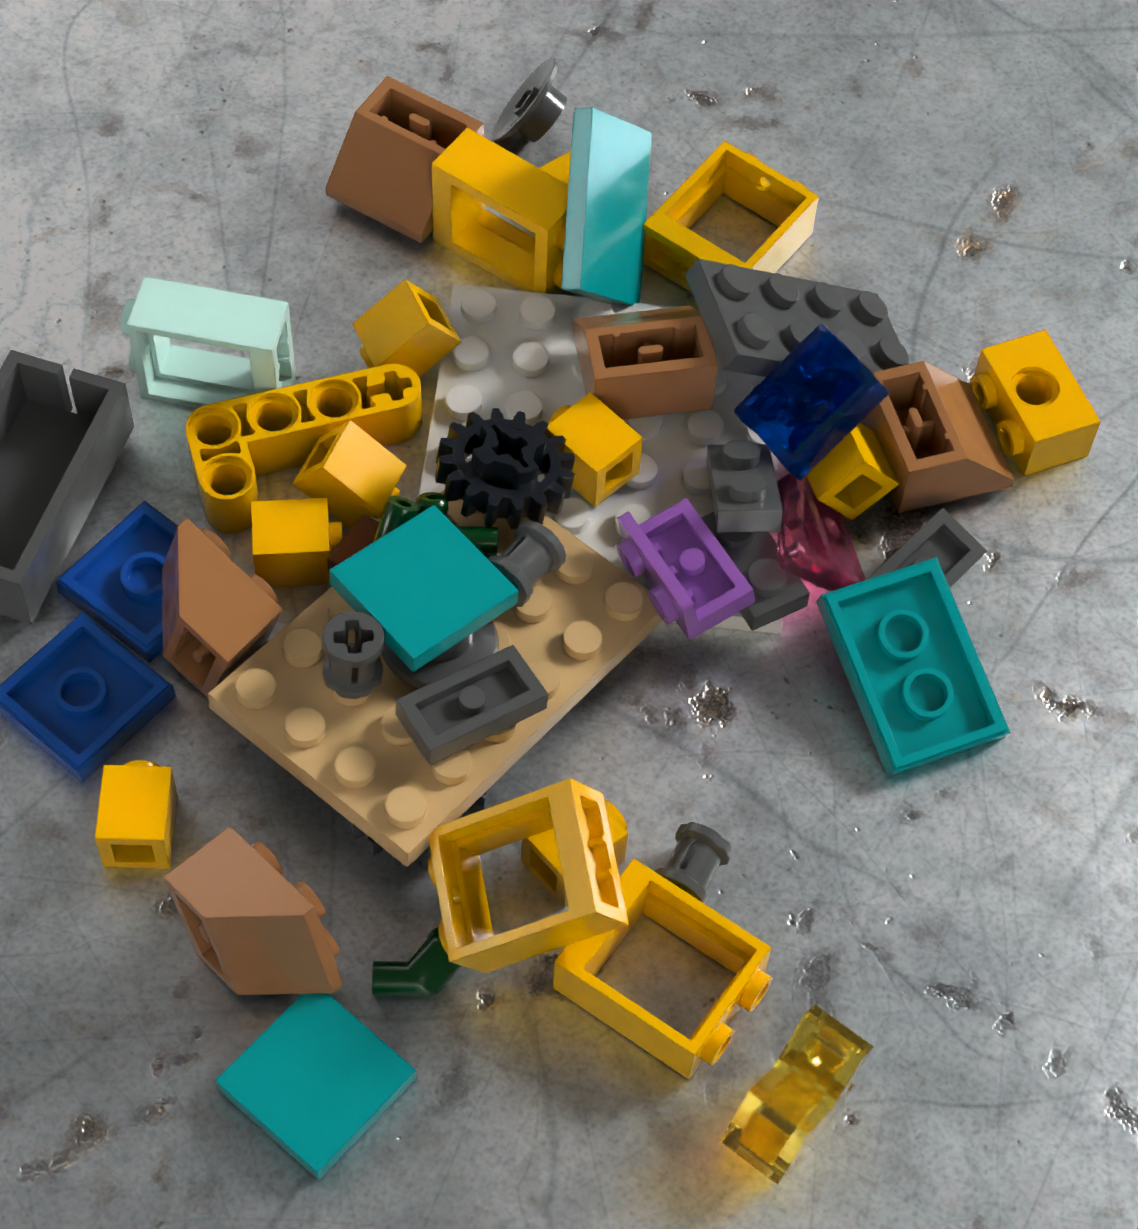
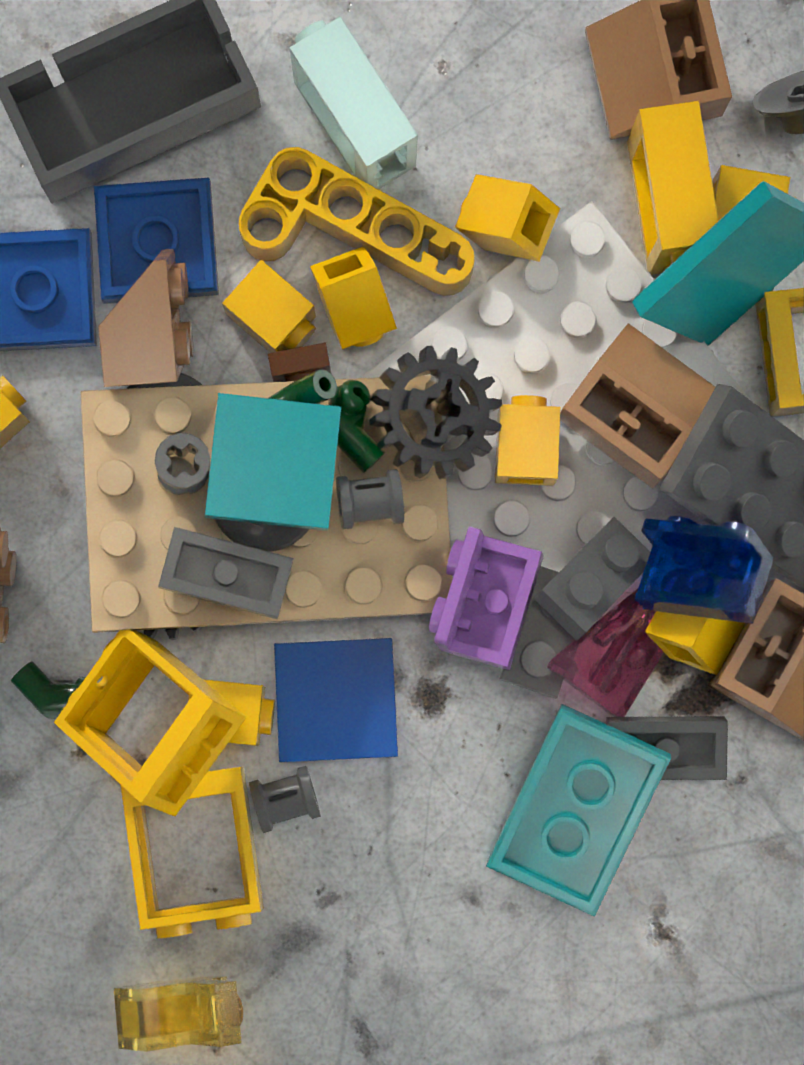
camera: 45 degrees right, 25 degrees up
(650, 765) = (335, 700): none -> blue tile

